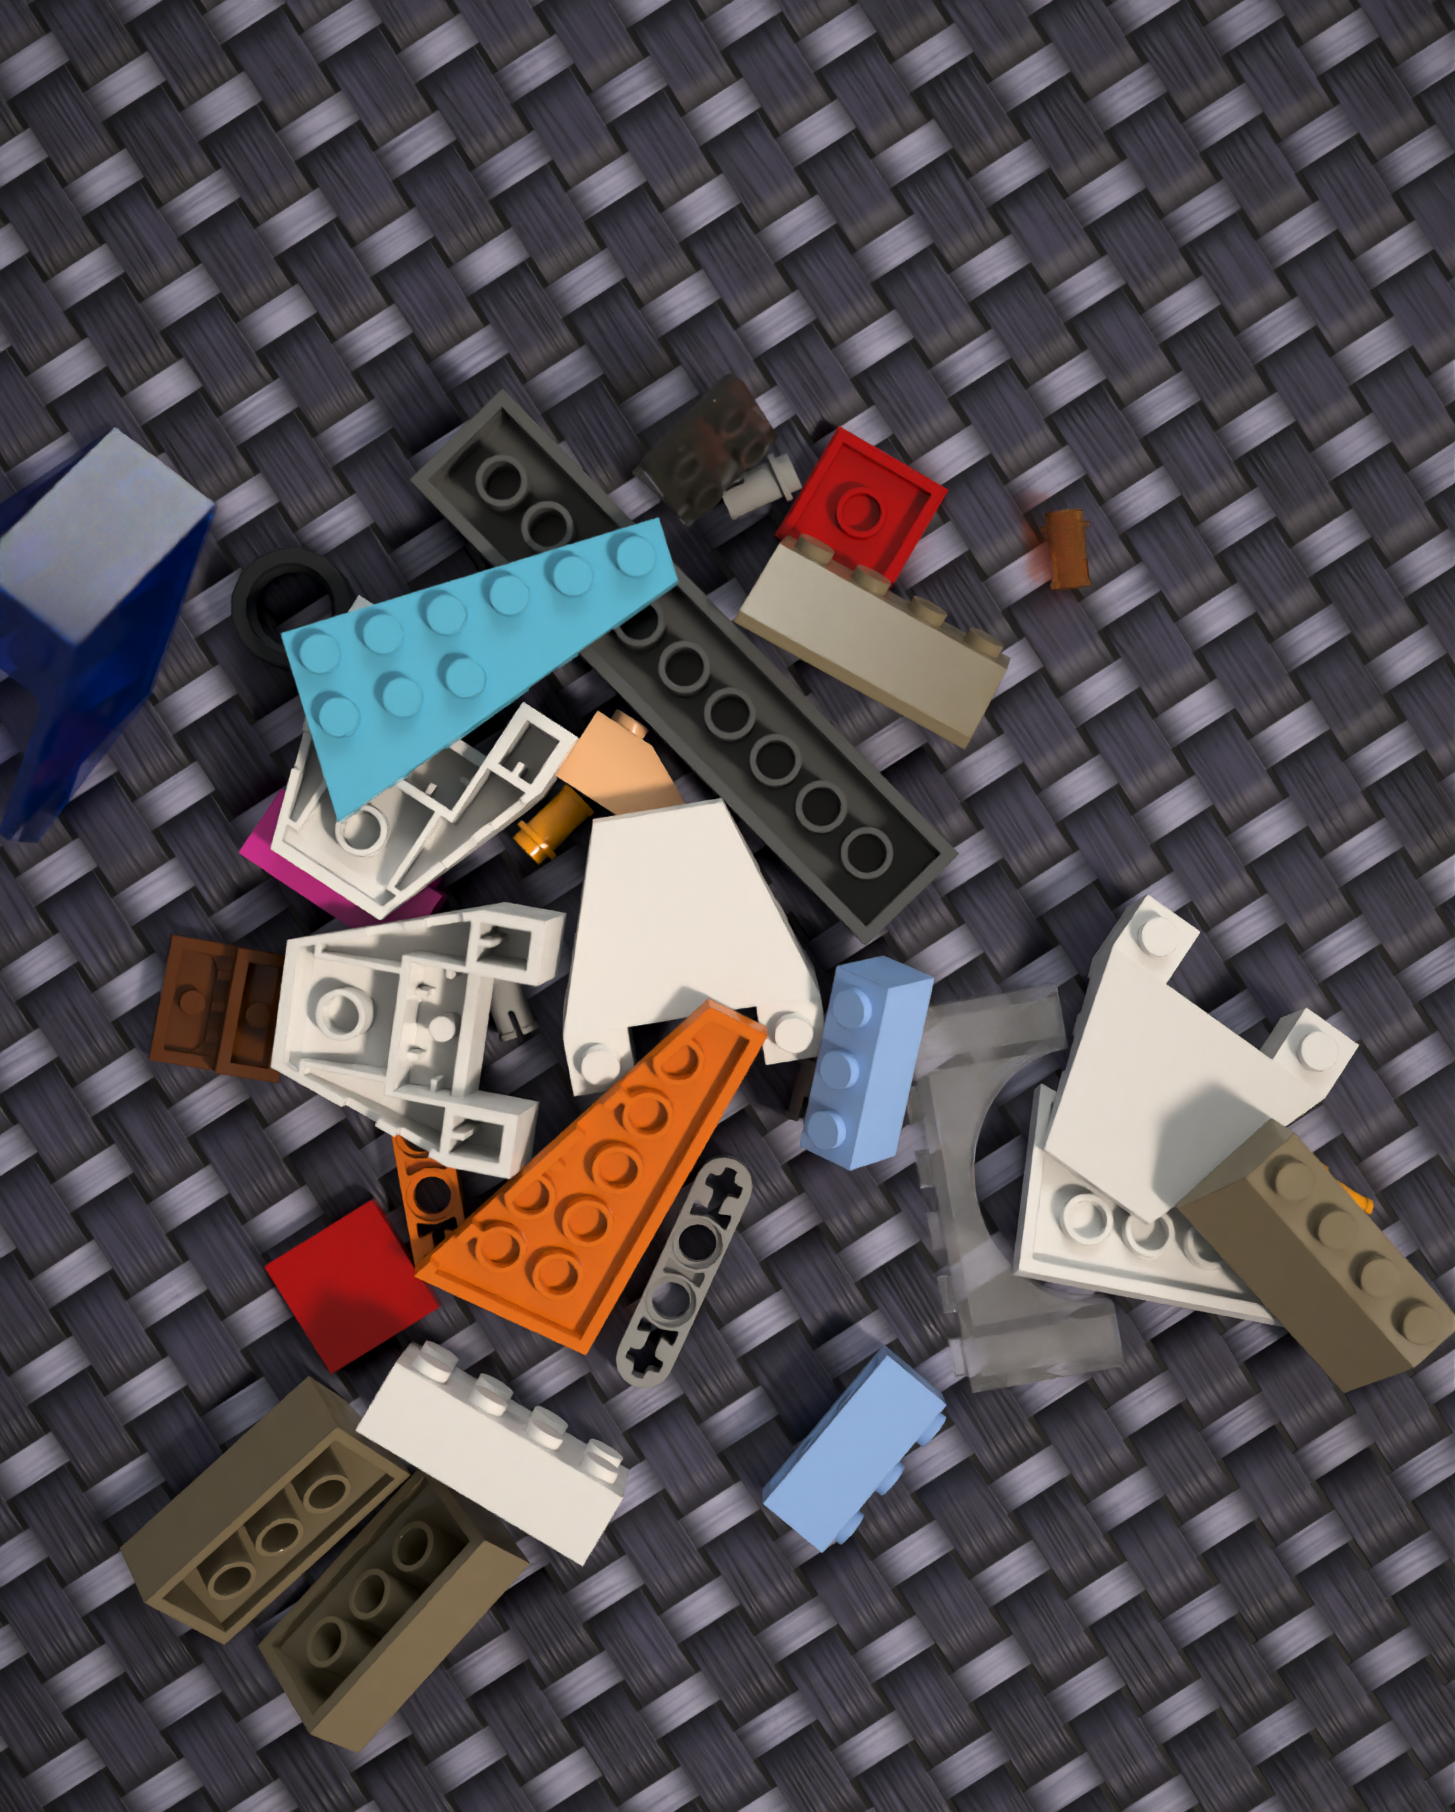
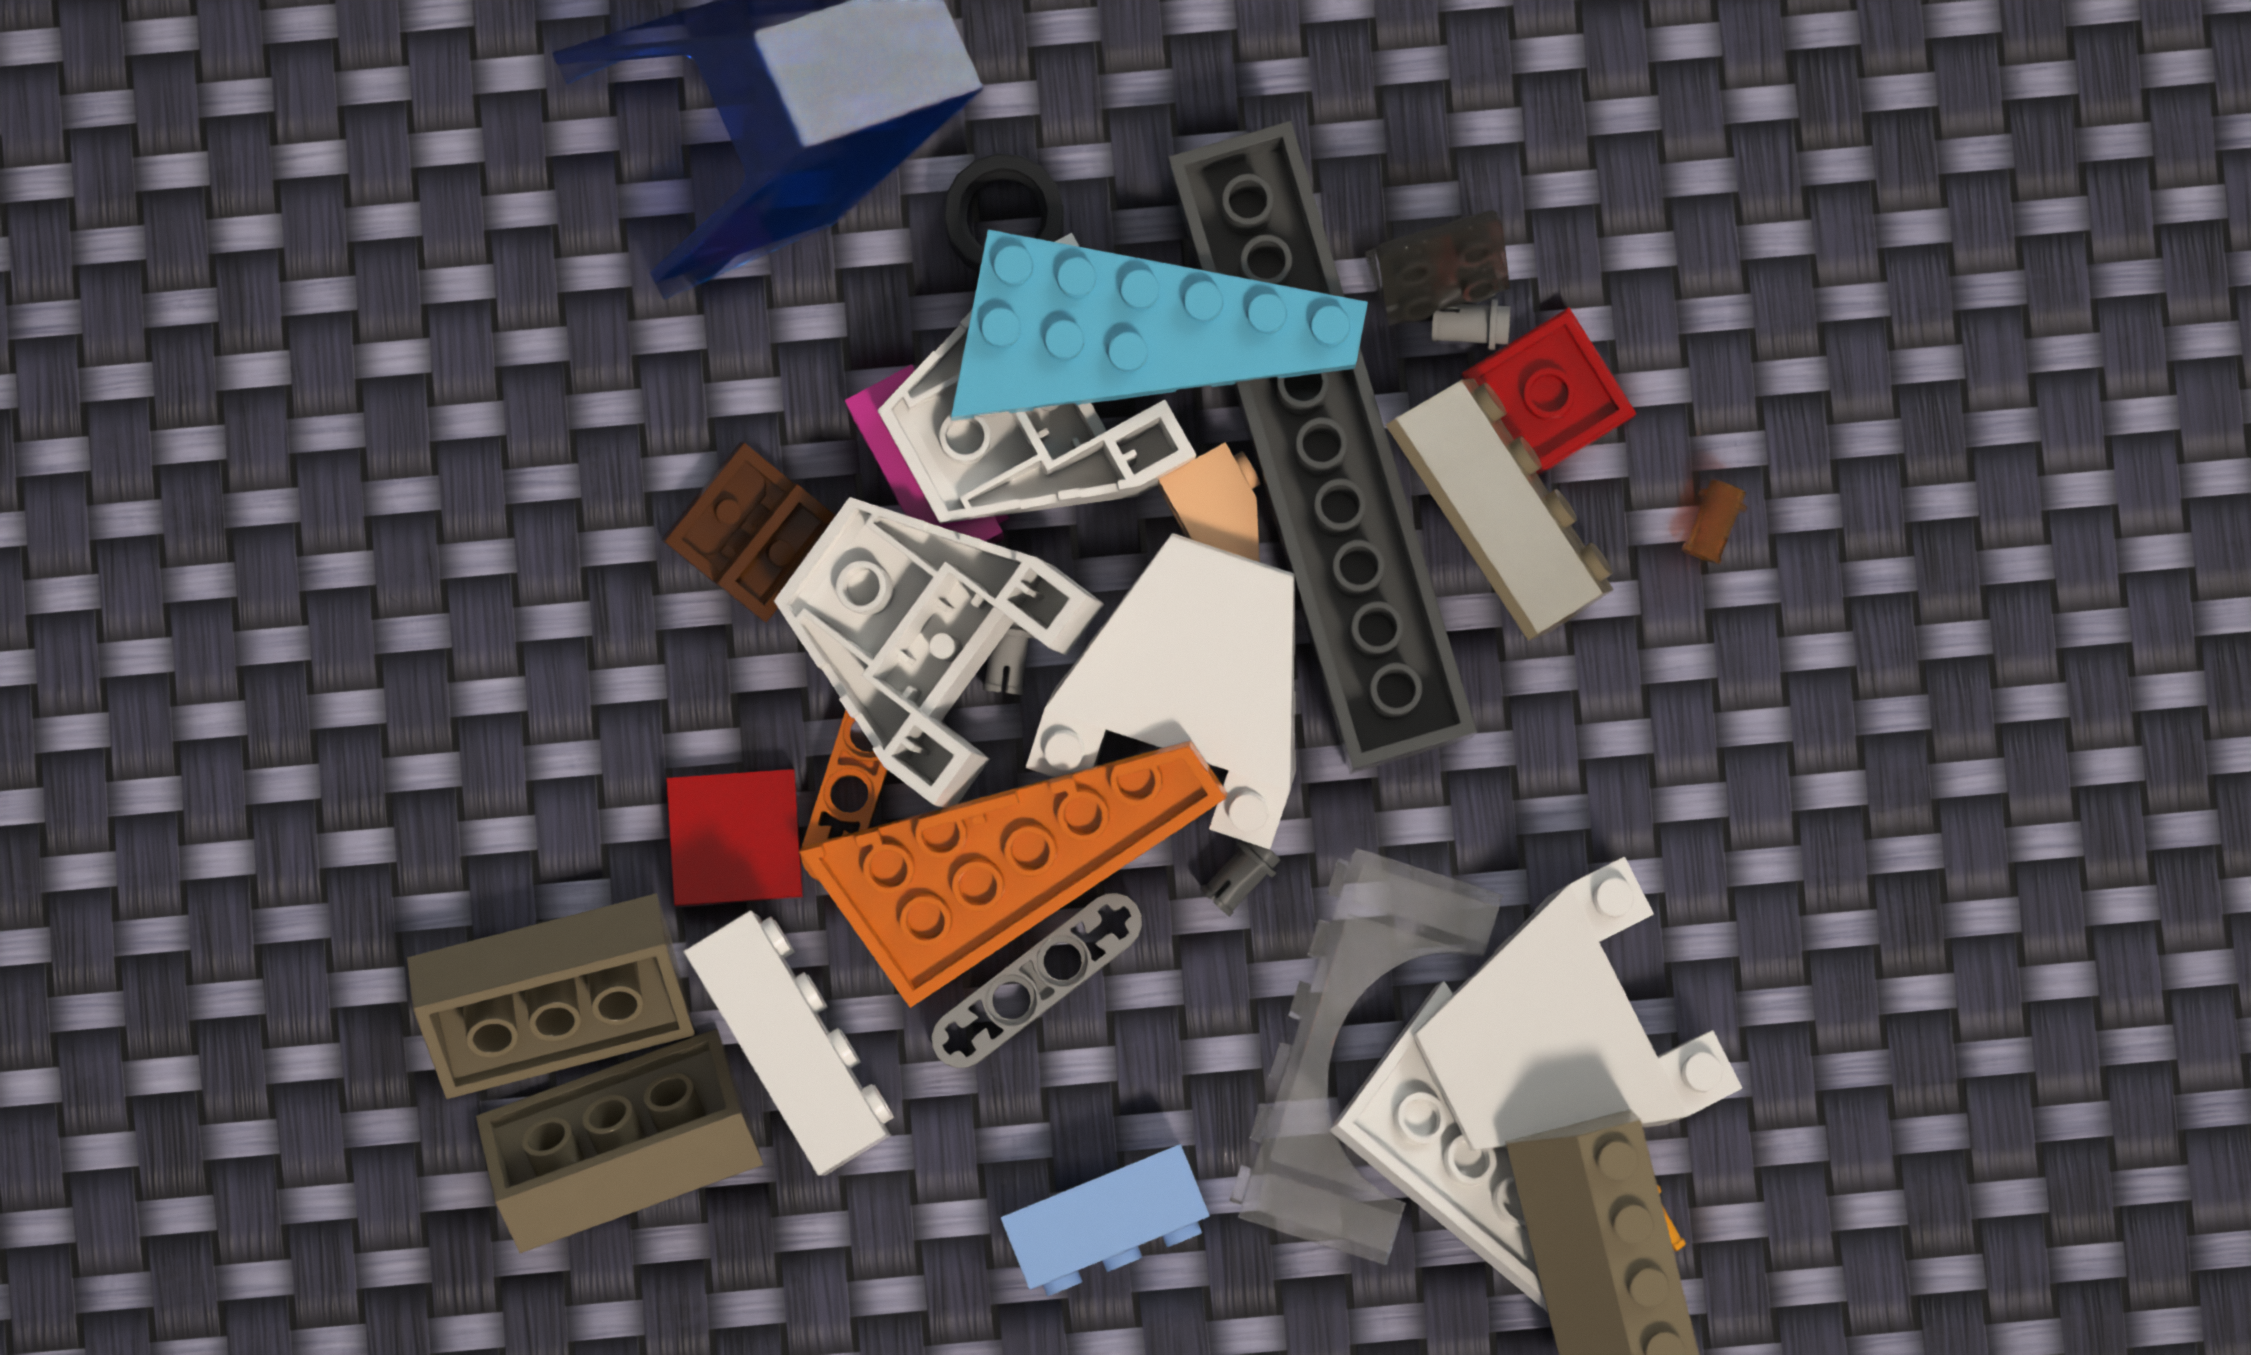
camera: 30 degrees right, 5 degrees down
(552, 825) = (1130, 523): light orange pin -> none
(866, 1061) = (1299, 873): light blue brick -> none

